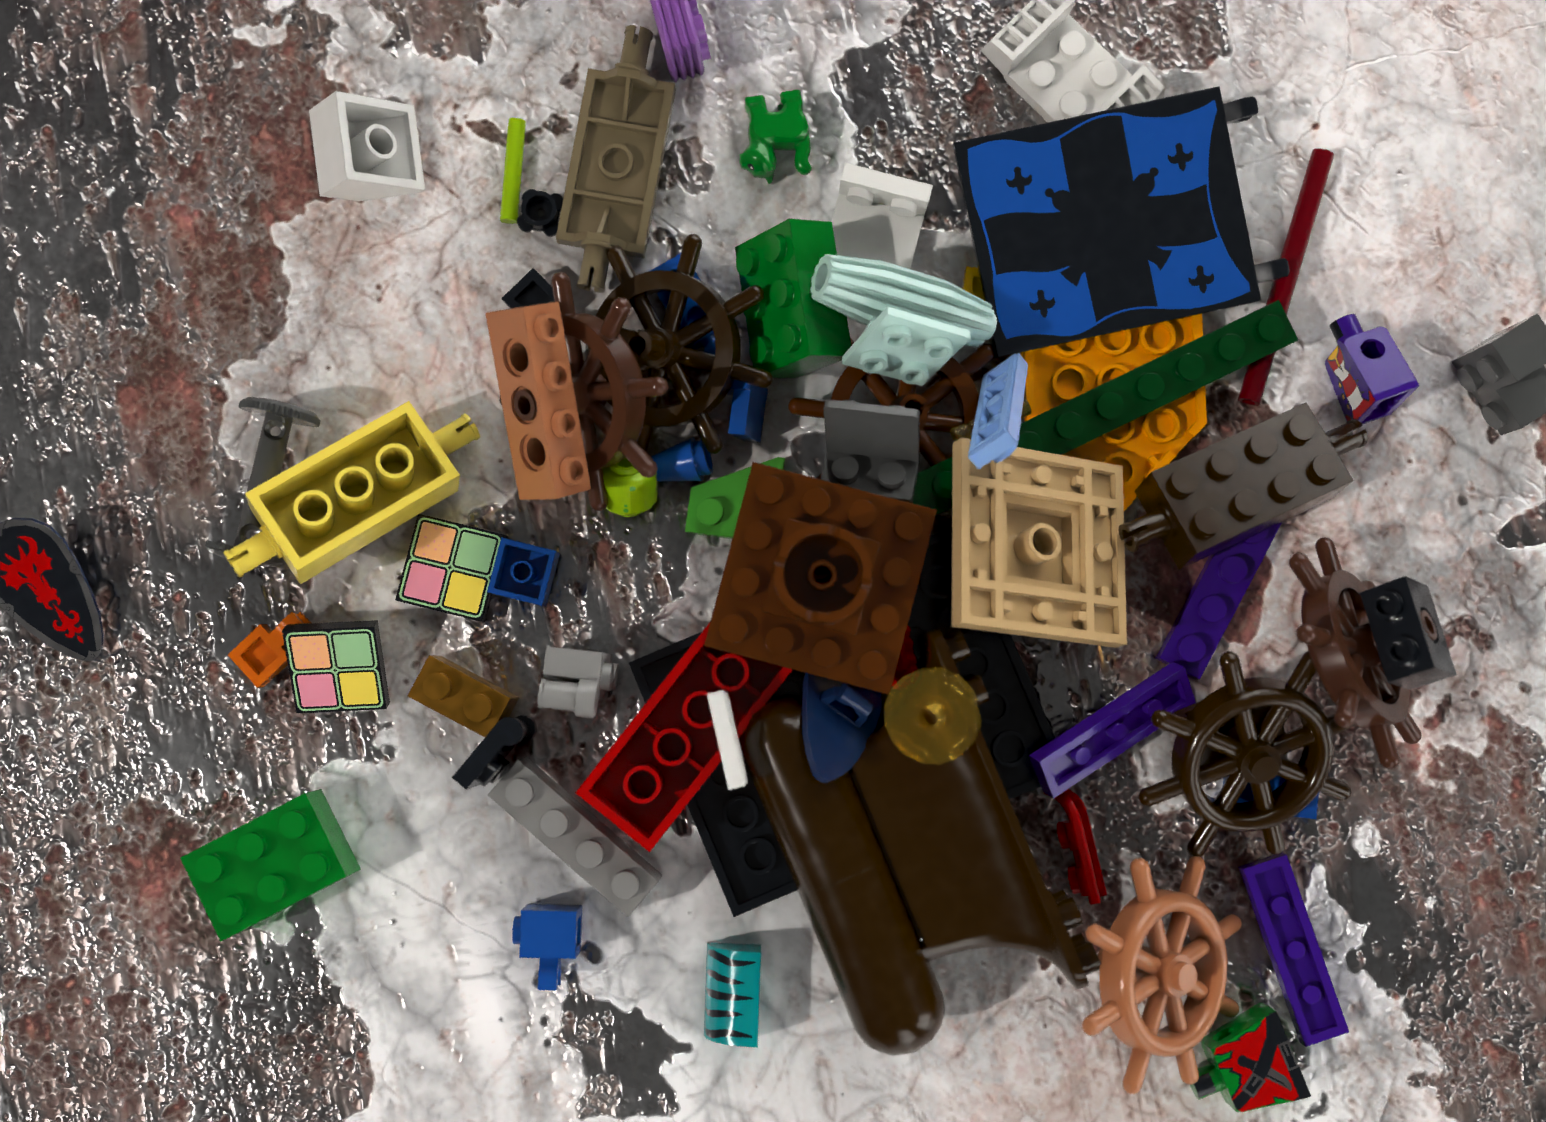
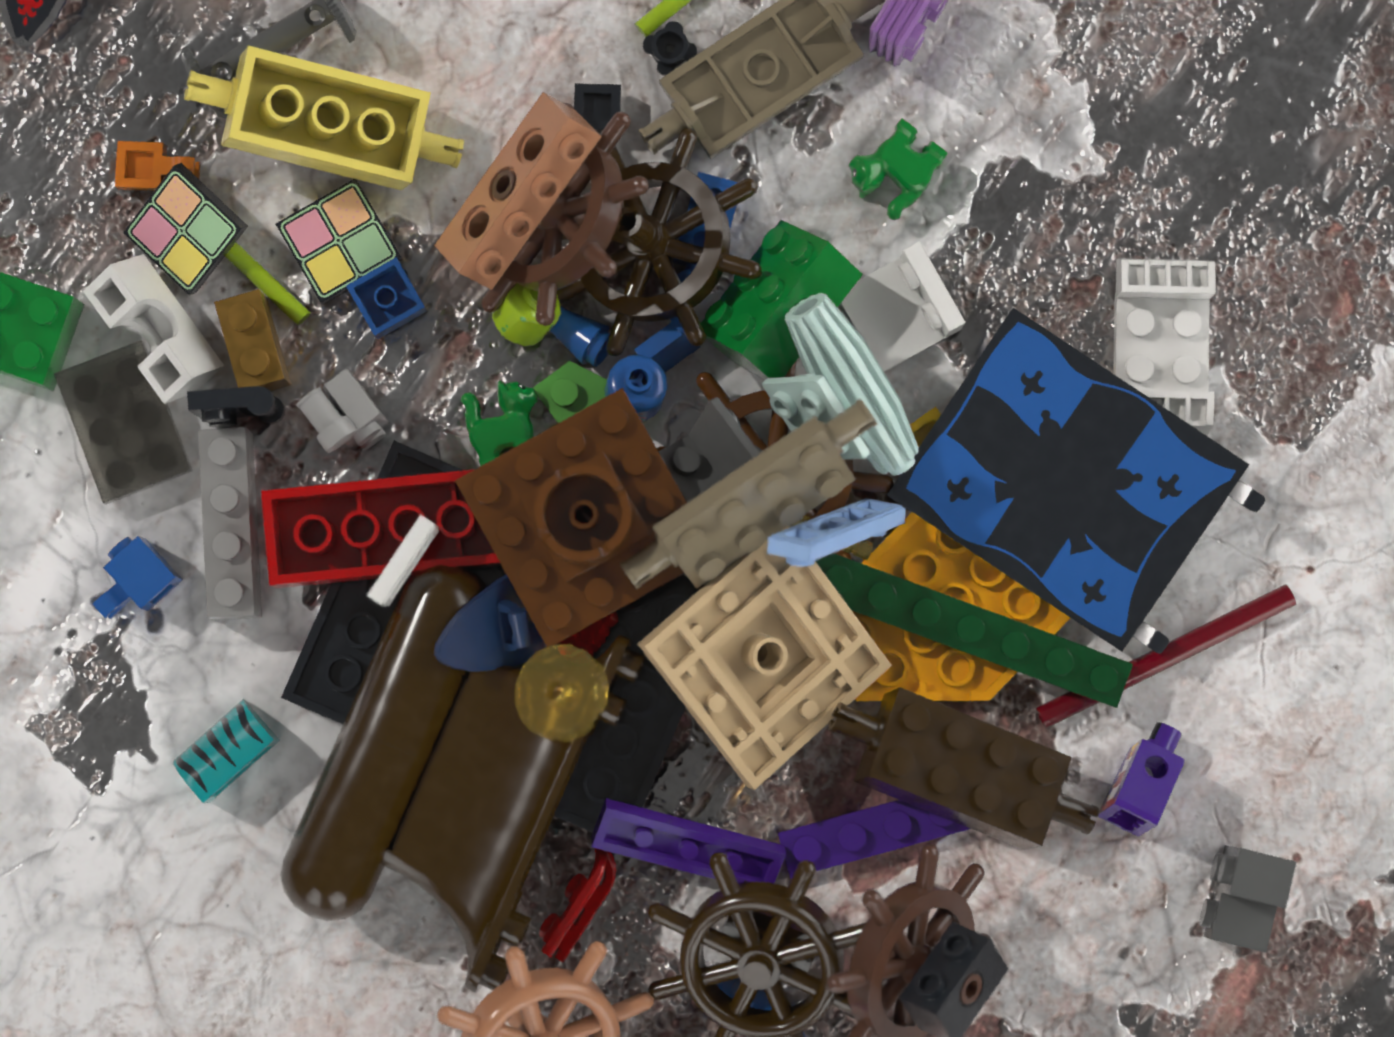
camera: 45 degrees right, 0 degrees up
(352, 746) = (138, 298): none -> white arch
(430, 842) = (122, 424): none -> clear smoke plate
(432, 646) = (267, 284): none -> lime piece
(695, 585) = (502, 433): none -> green animal
(756, 445) = (642, 382): none -> blue head
(930, 443) = (753, 501): none -> dark tan plate

